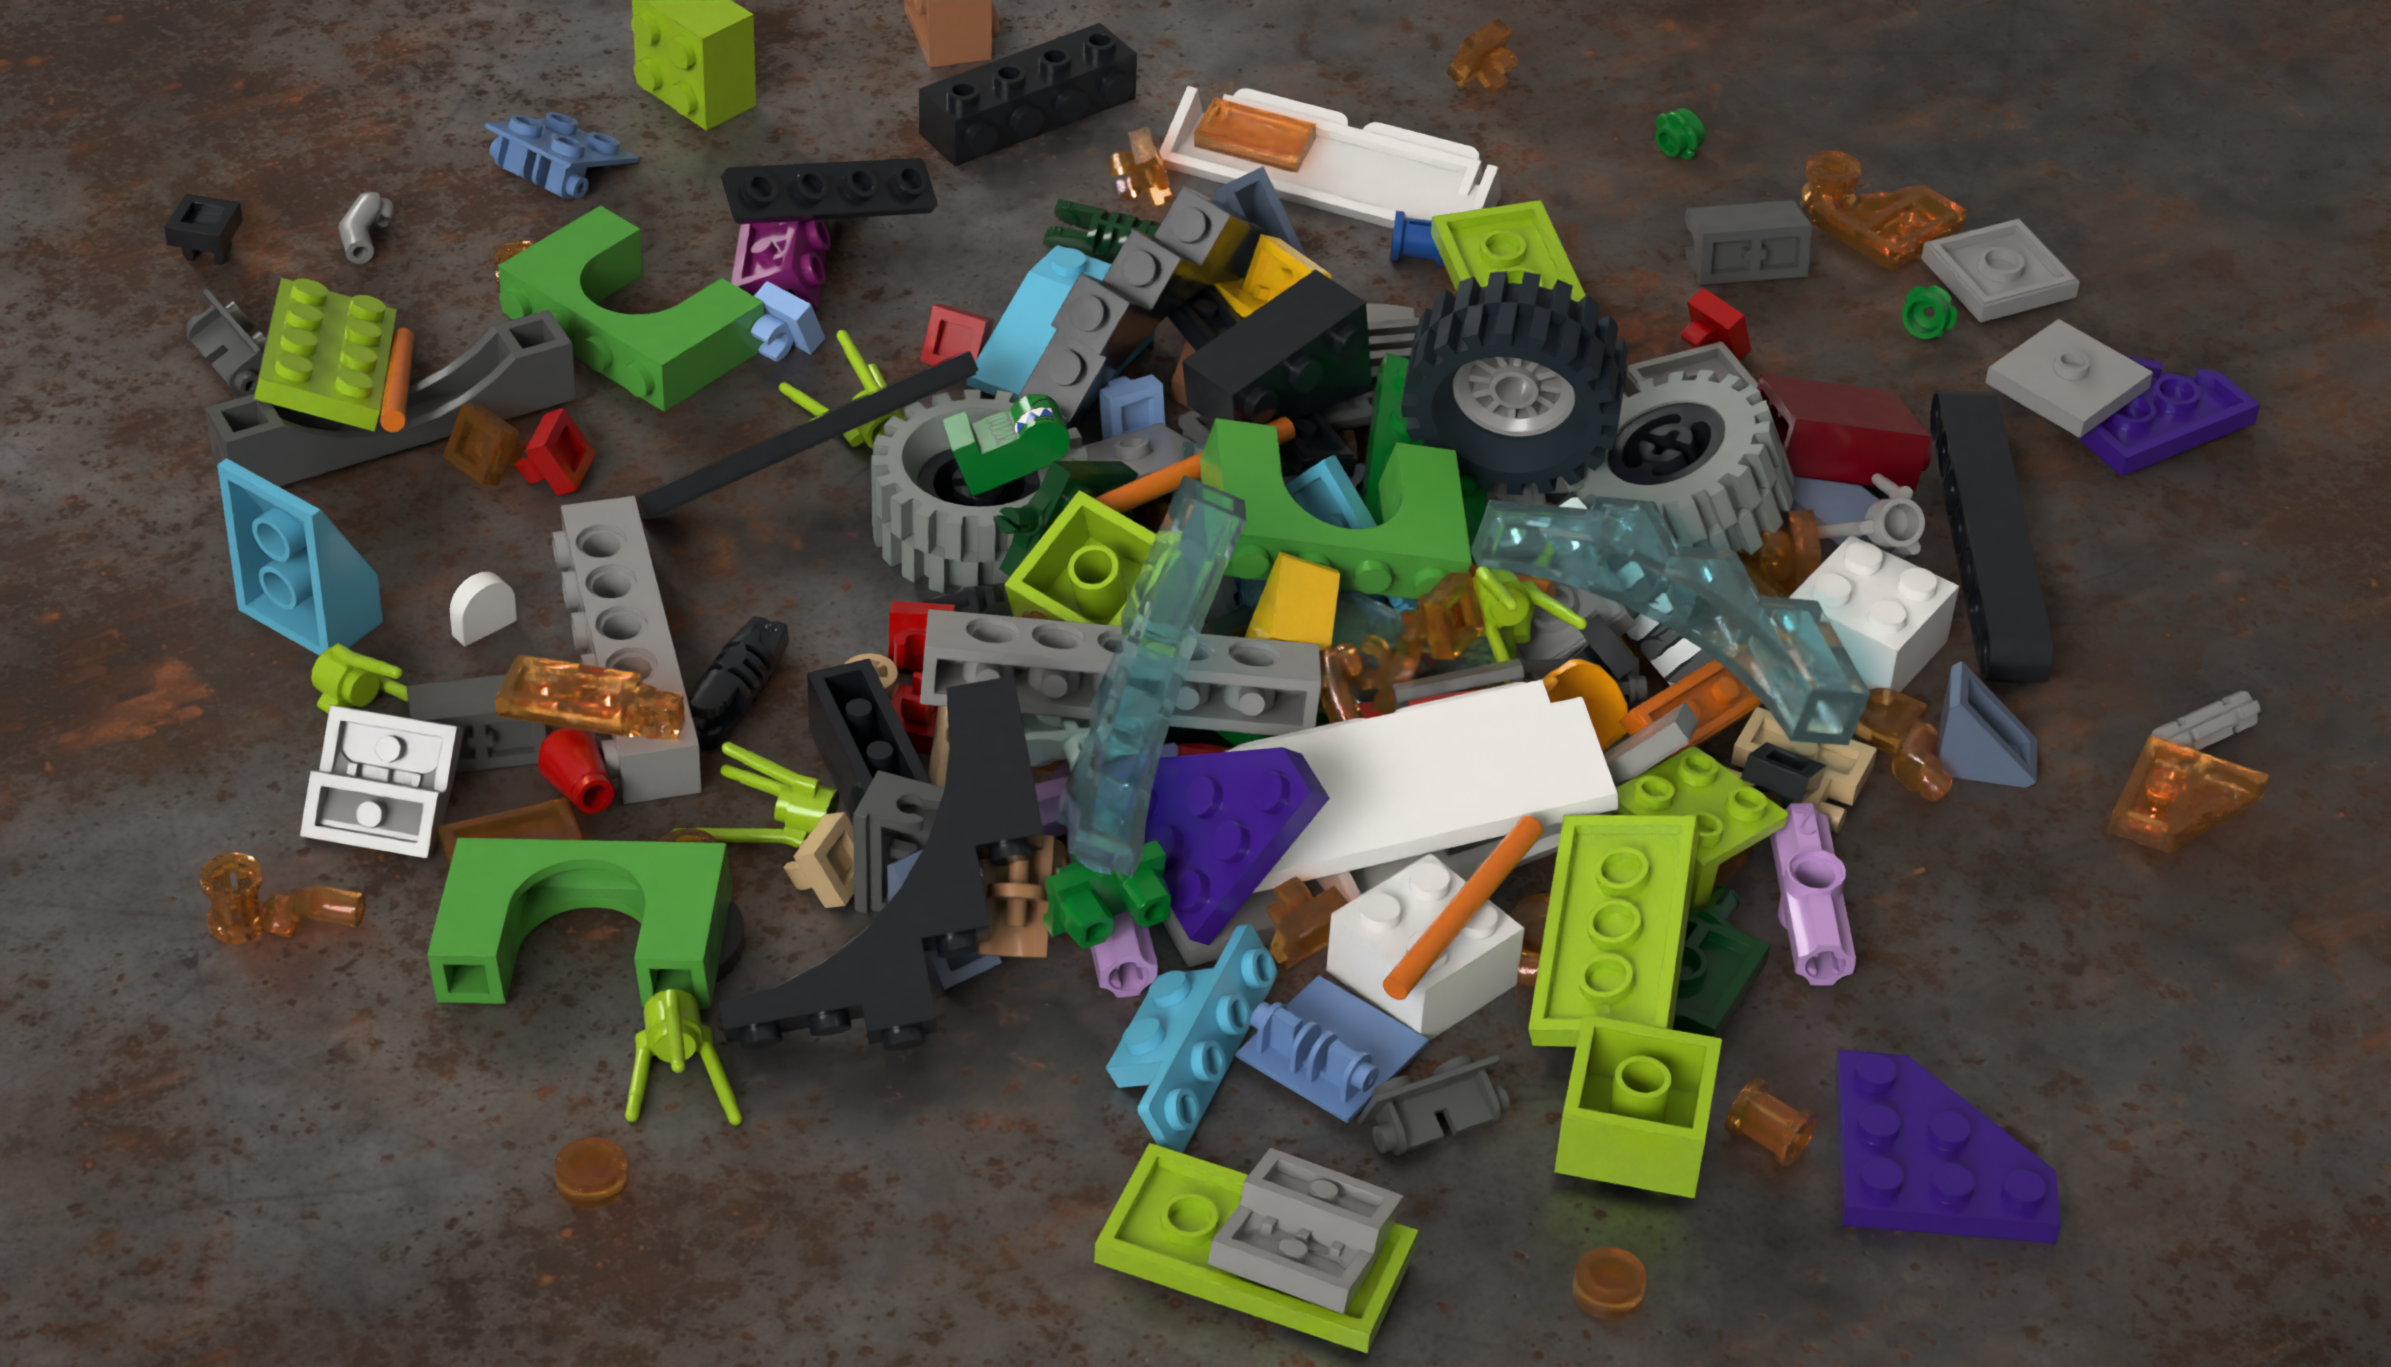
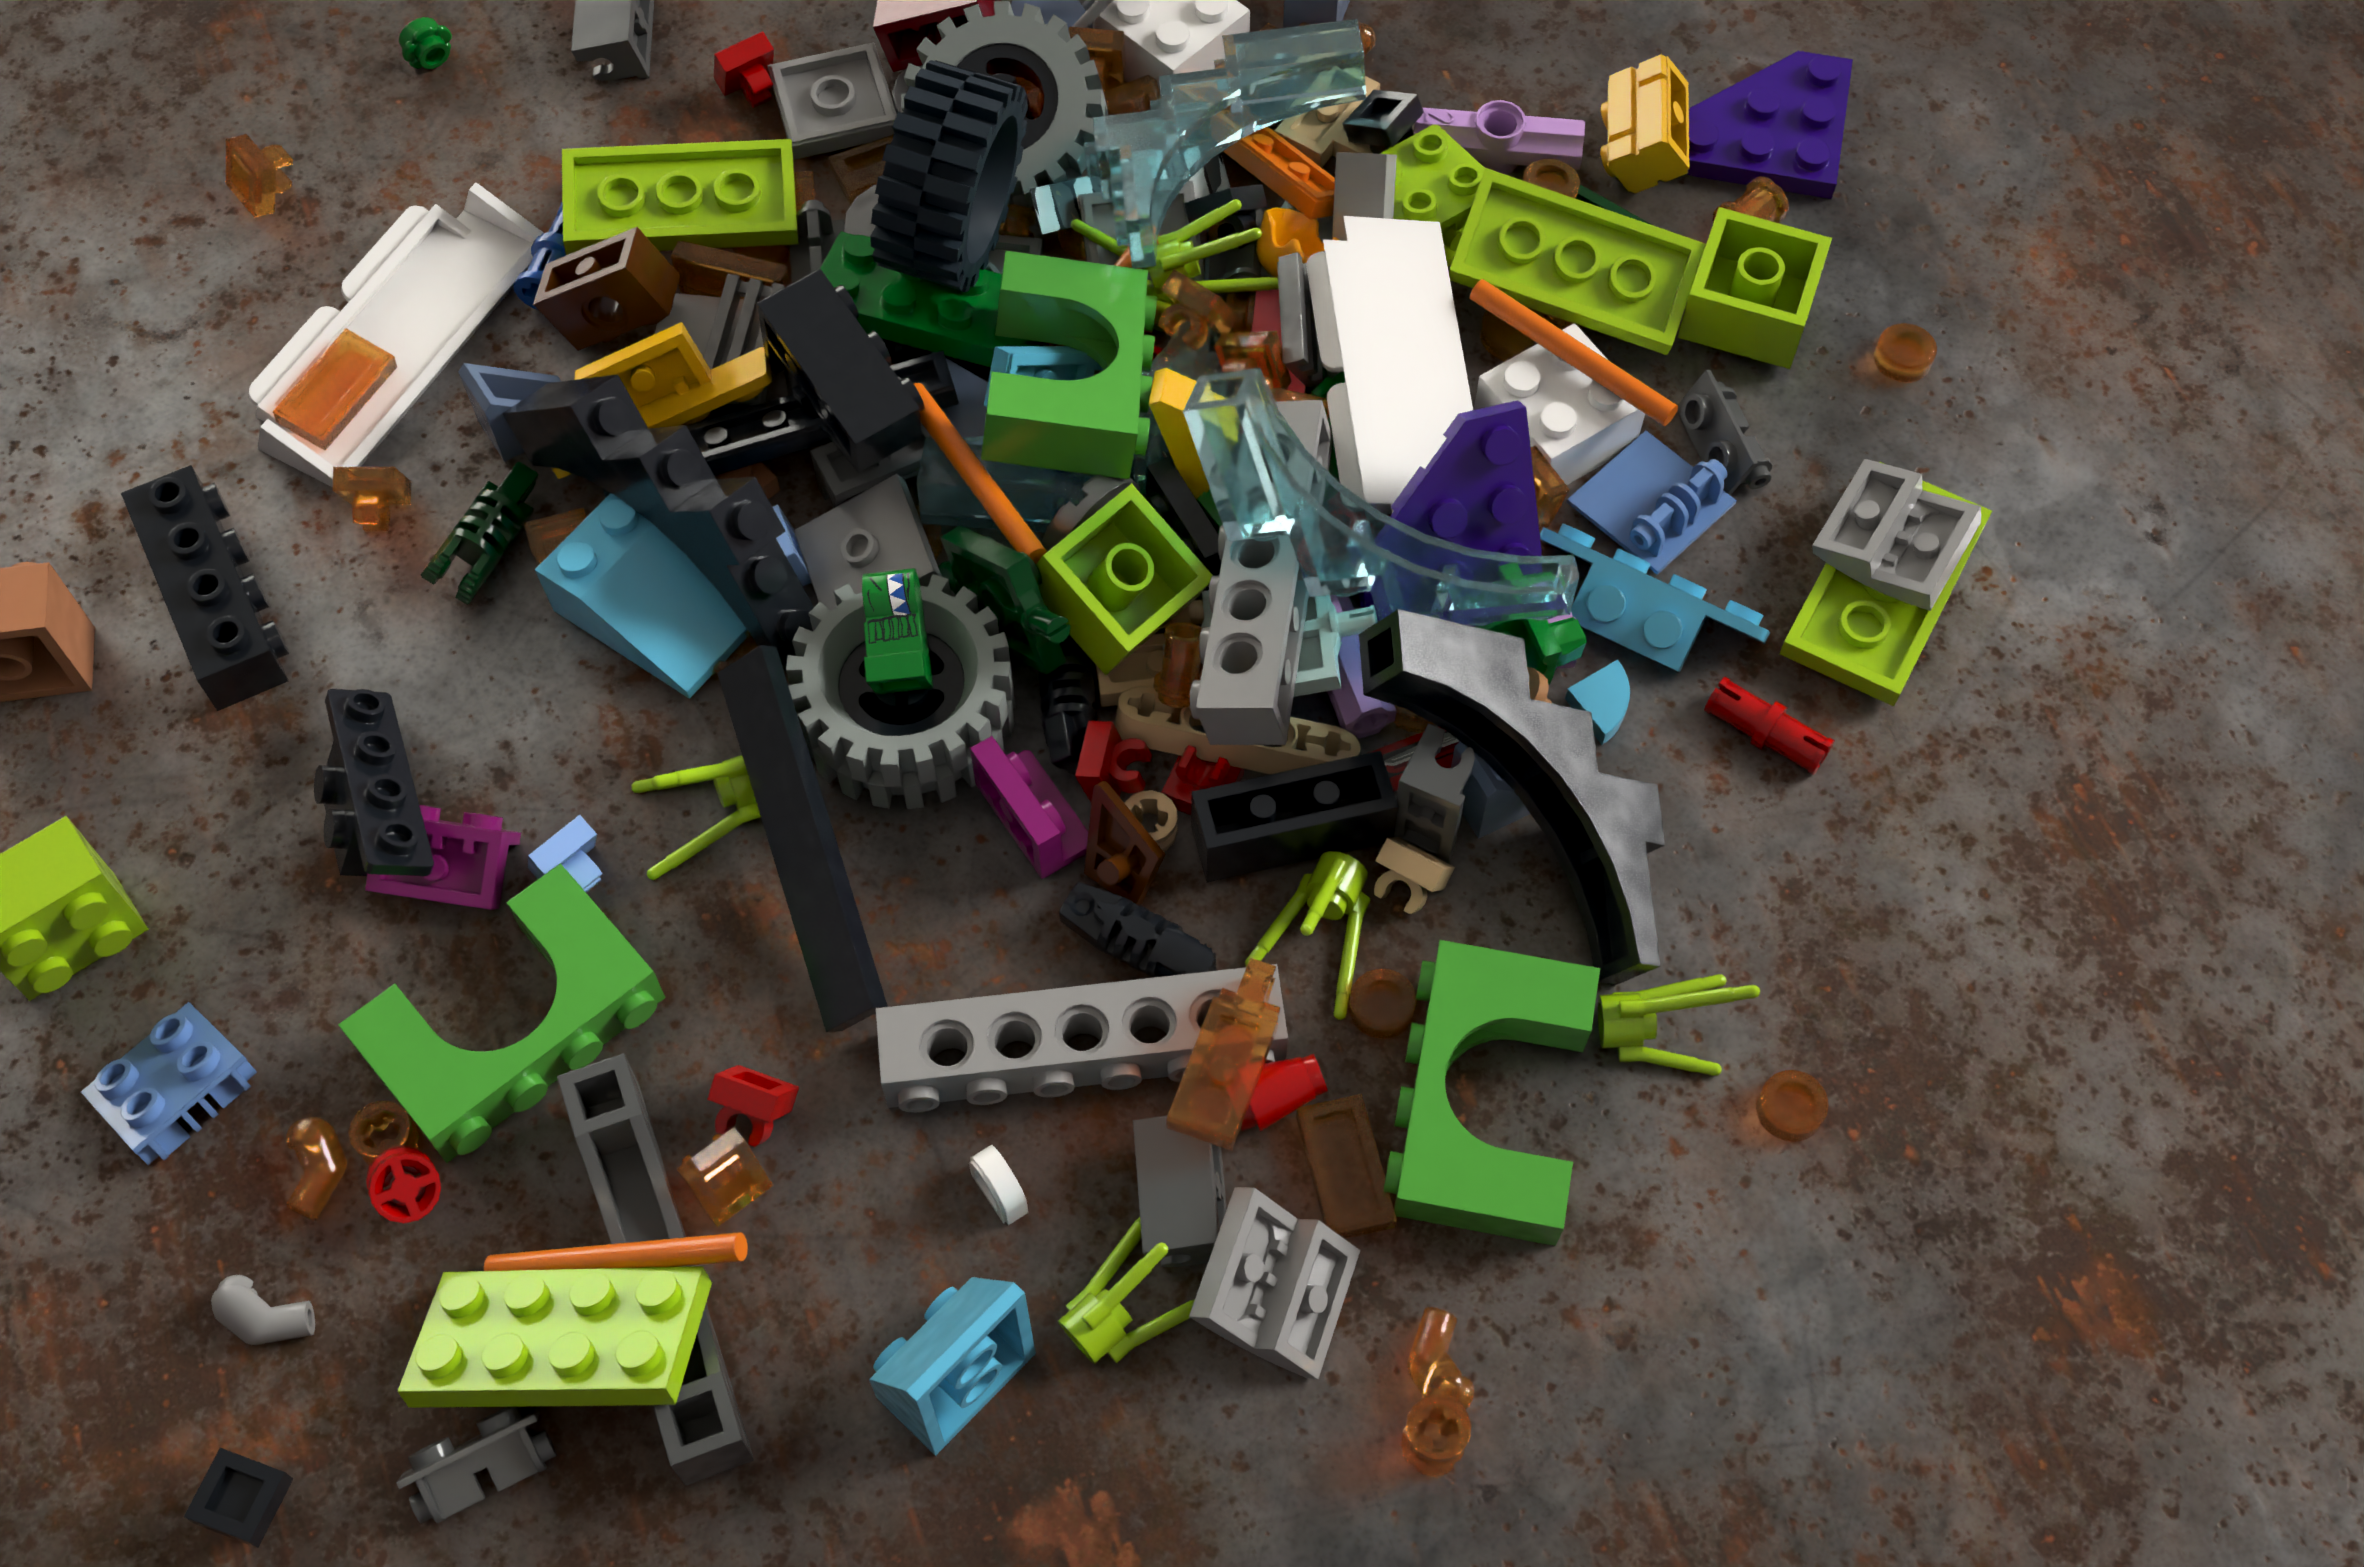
camera: 80 degrees left, 20 degrees up
(453, 268) = (408, 1196): none -> red wheel
(486, 238) = (321, 1162): none -> clear orange arm
(832, 652) = (1119, 848): none -> reddish brown piece
(852, 584) = (1029, 806): none -> magenta bracket
(954, 332) = (634, 693): red tile -> none
(1048, 1147) = (1769, 725): none -> red pin
(1062, 1010) = (1605, 696): none -> medium azure tile
(1387, 256) = (607, 289): none -> reddish brown brick
(1736, 922) = (1553, 176): none -> clear orange tile
(1867, 1012) = (1646, 124): none -> yellow brick

